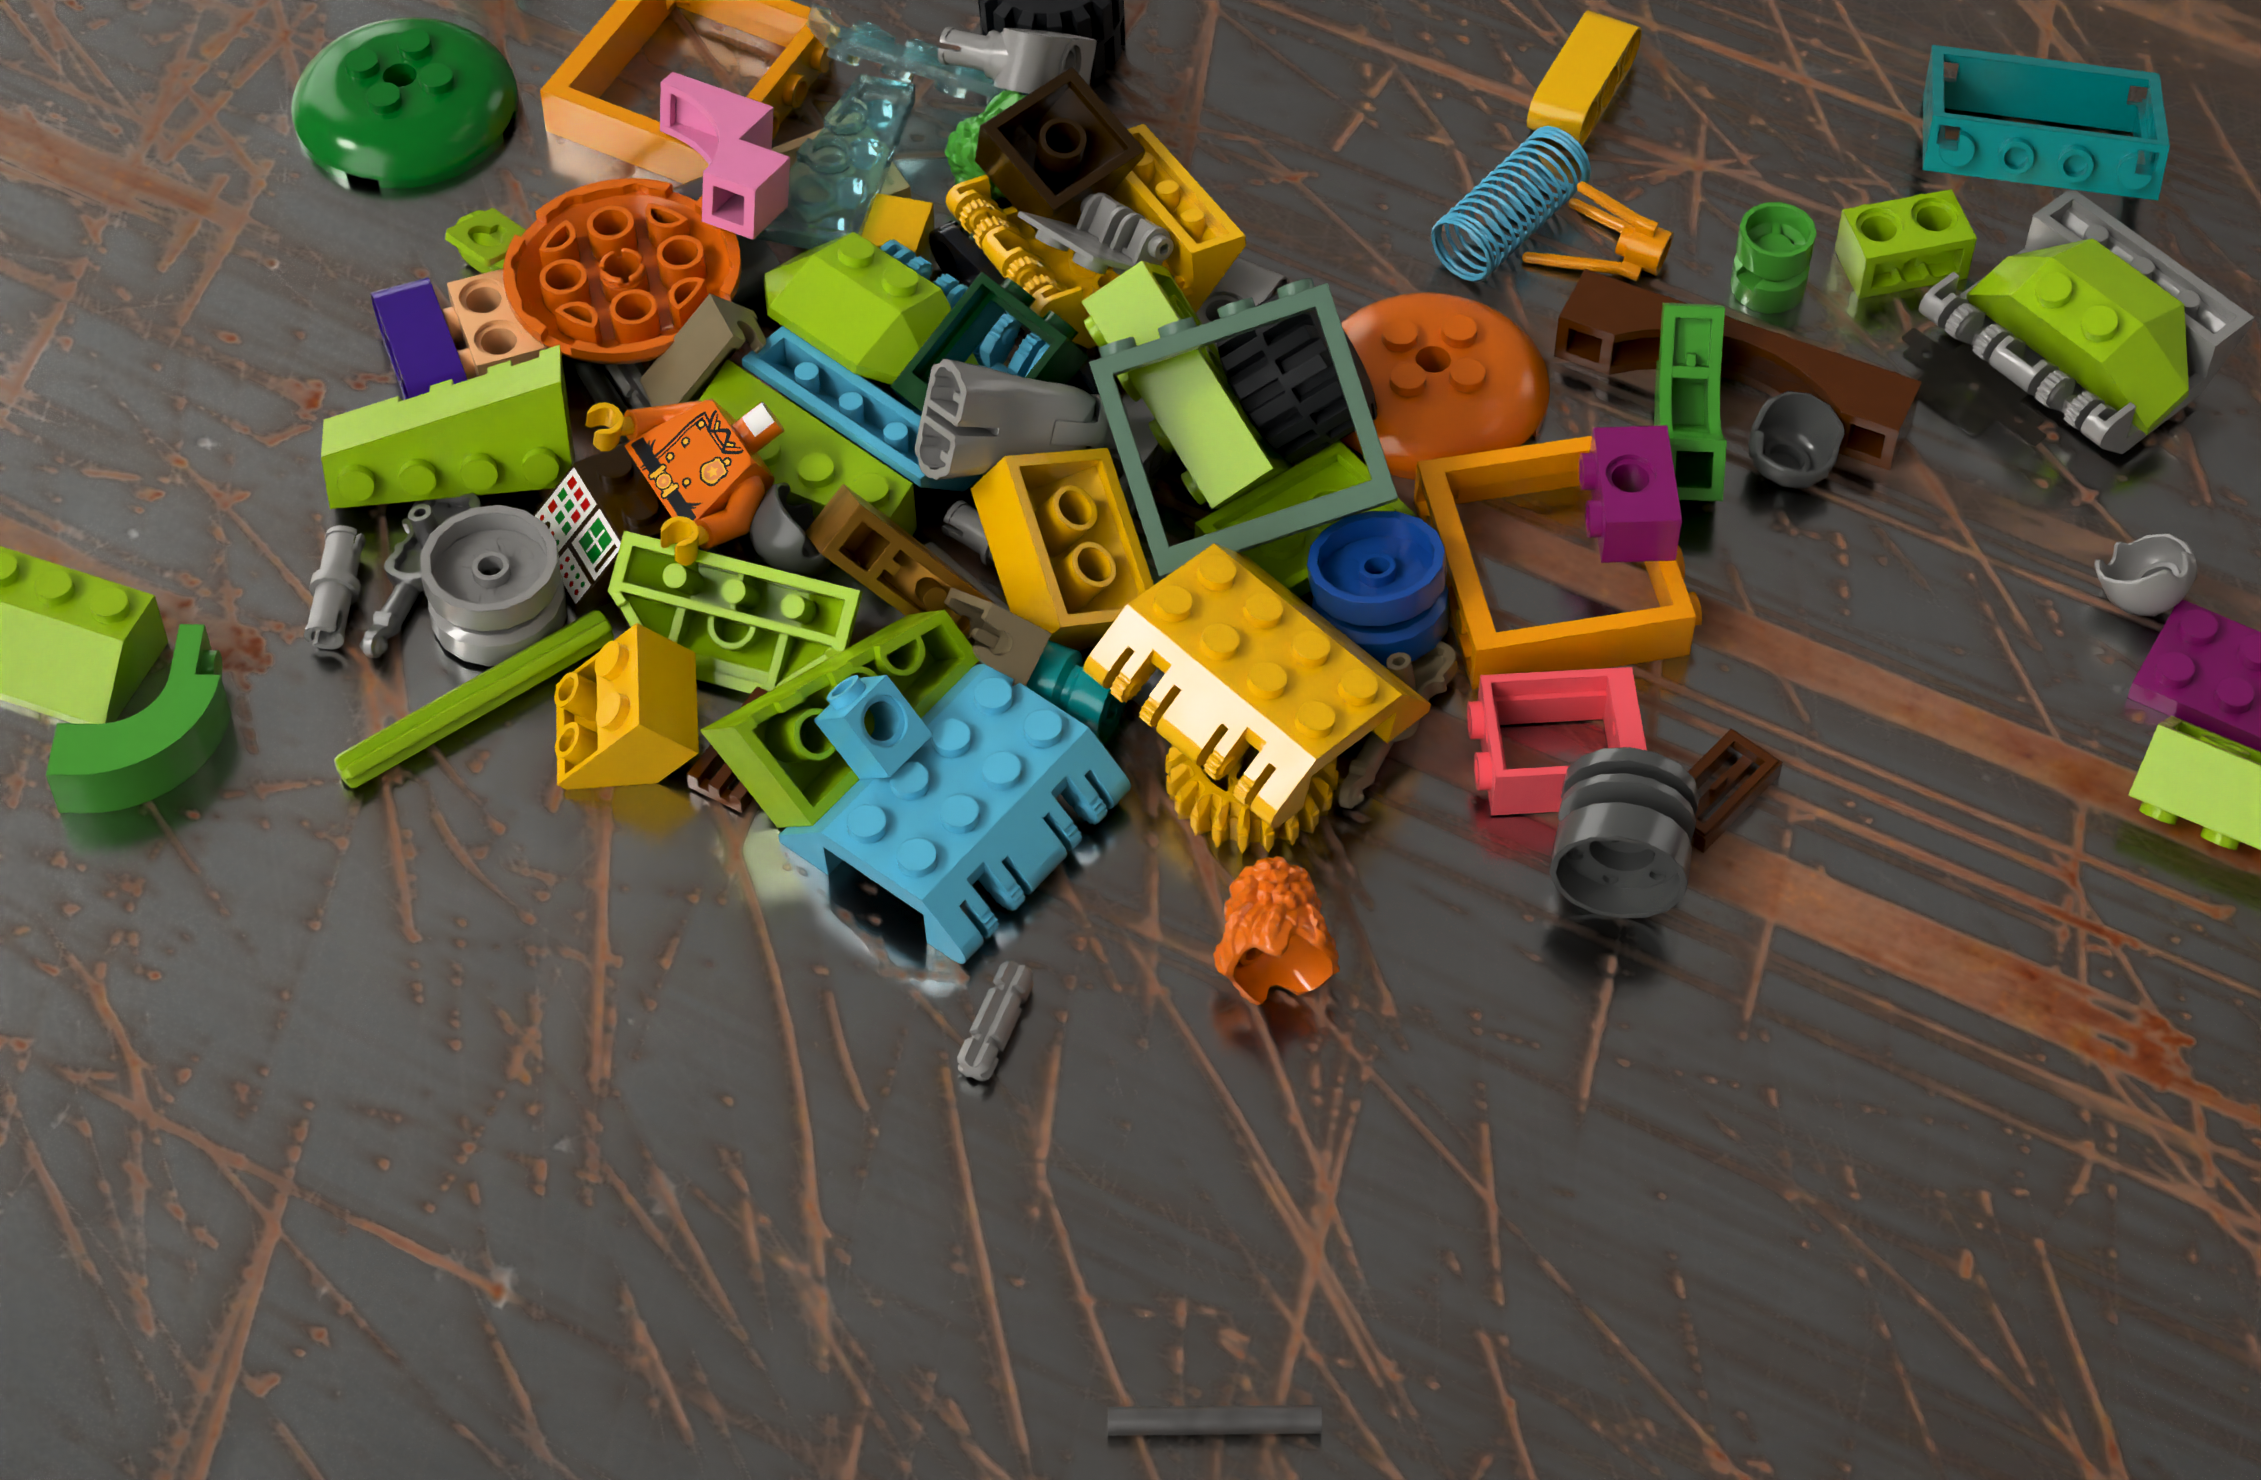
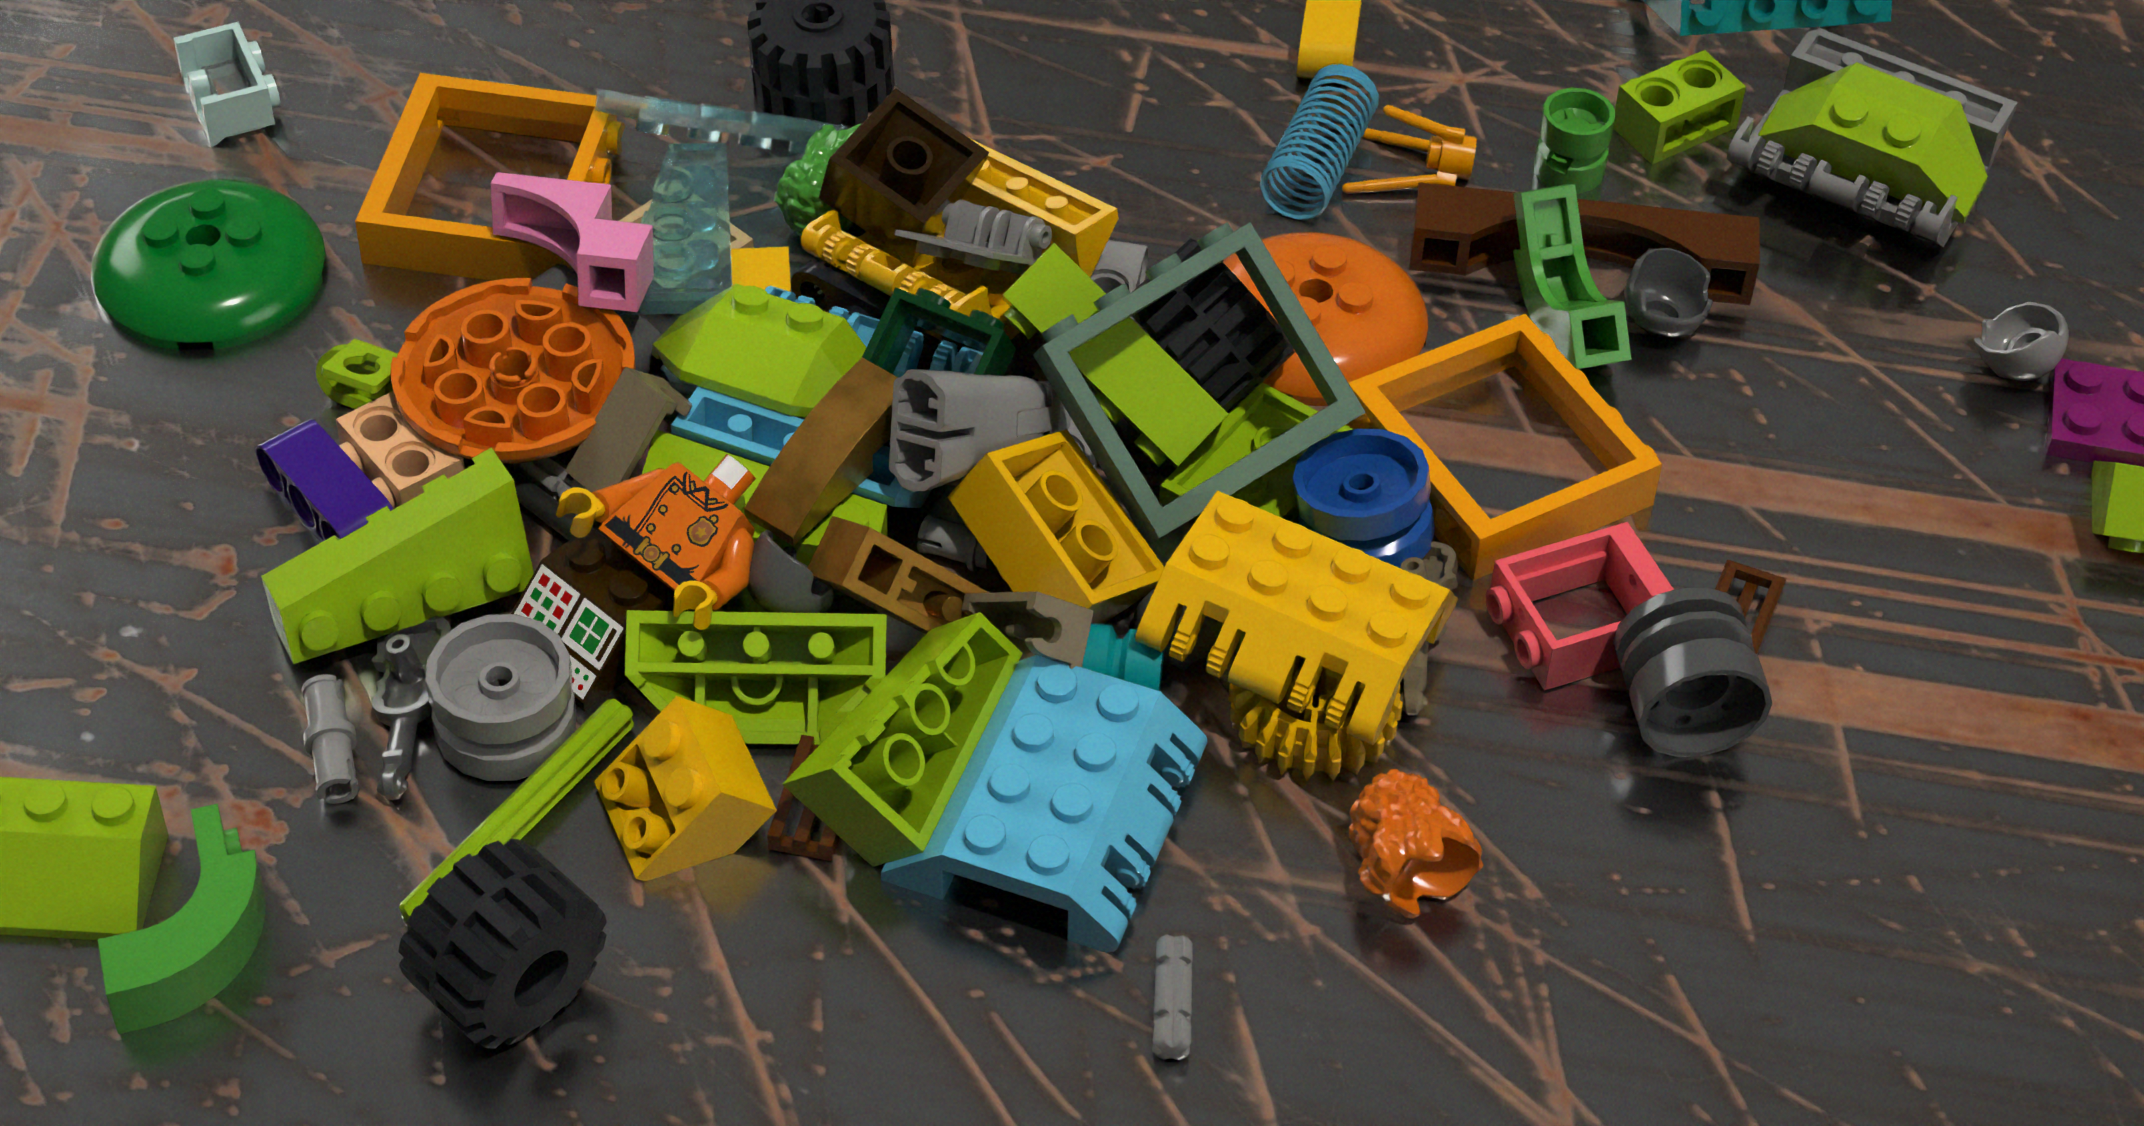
camera: 20 degrees left, 5 degrees down
(396, 815) = (502, 943): none -> black wheel
(860, 423) = (826, 454): none -> pearl gold slope
(896, 729) = (958, 738): medium azure brick -> none
(1019, 57) = (833, 92): light grey piece -> none
(1632, 494) = (1565, 365): magenta brick -> none

